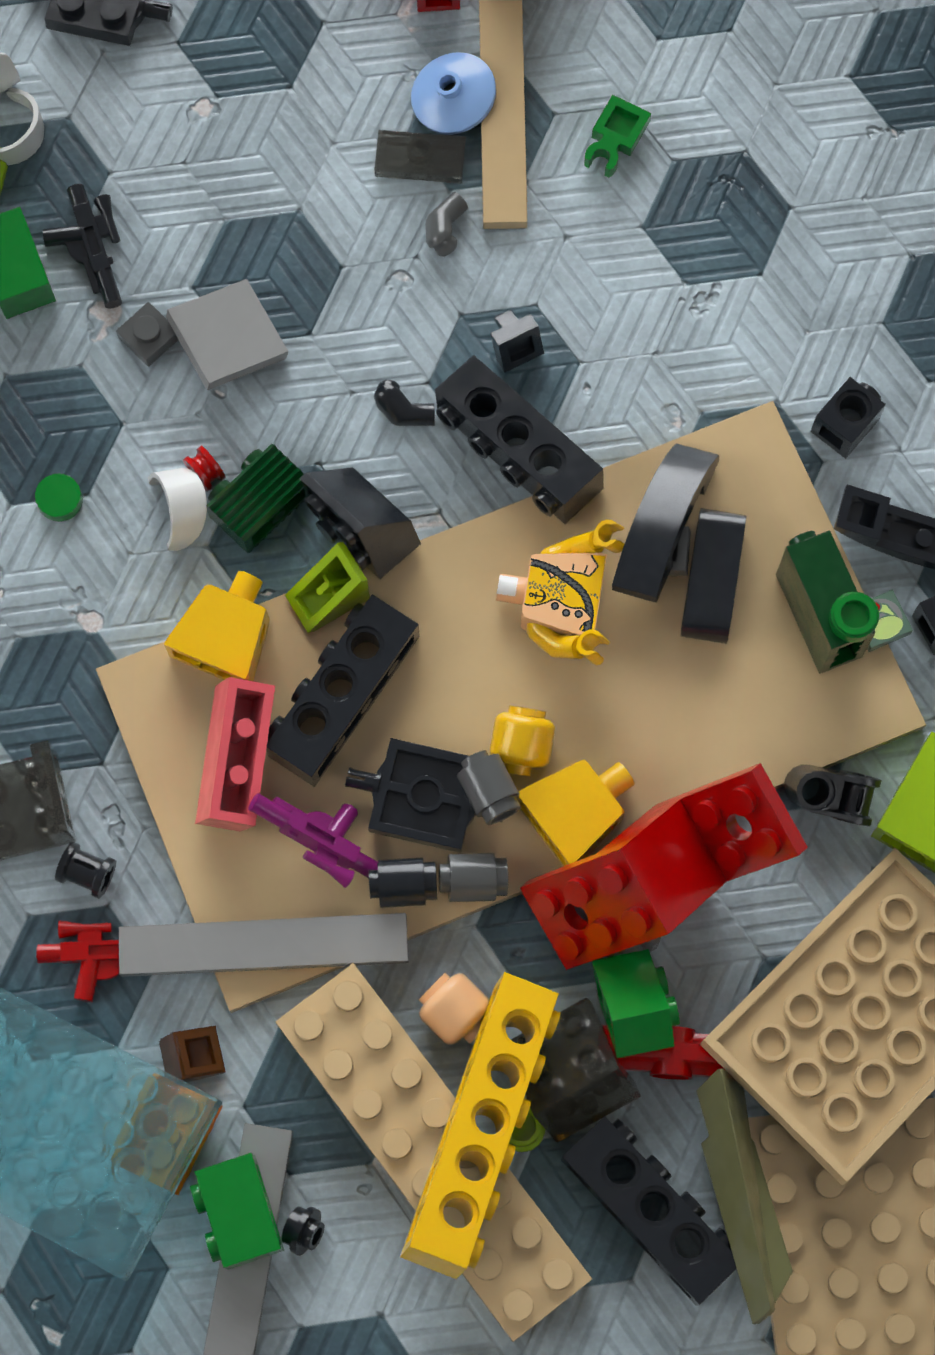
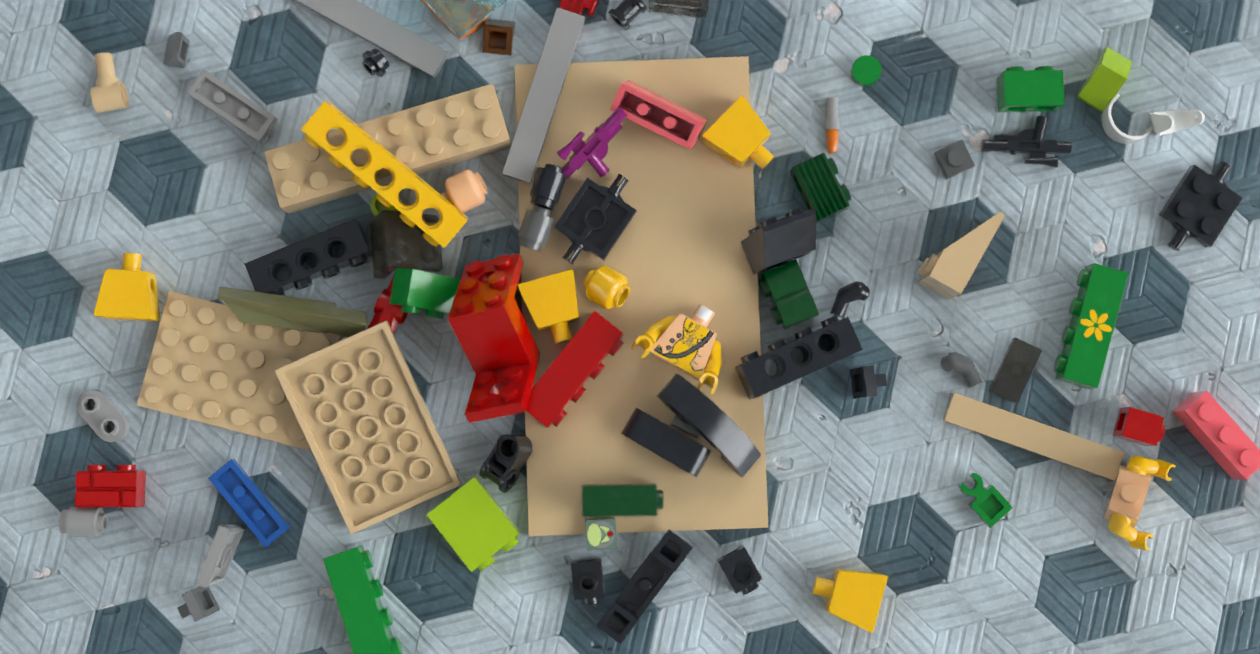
camera: 110 degrees right, 10 degrees up
(153, 518) = (832, 124): none -> light grey piece
(185, 502) = (833, 140): white helmet -> none
(205, 467) = (851, 162): red bush -> none
(226, 334) = (935, 206): light grey tile -> none
(237, 1212) = (395, 27): green brick -> none
(294, 269) = (952, 267): none -> tan slope
(312, 754) = (697, 234): black brick -> none
(321, 77) = (1091, 326): none -> green brick
(329, 589) = (742, 207): lime slope -> none
(434, 484) = (788, 294): none -> dark green brick
(464, 104) = (1043, 416): light blue dish -> none
(489, 787) = (581, 253): dark grey brick -> none
(657, 742) = (572, 368): none -> red brick
(818, 256) = (853, 595): none -> yellow torso
(853, 617) = (595, 506): green tile -> none

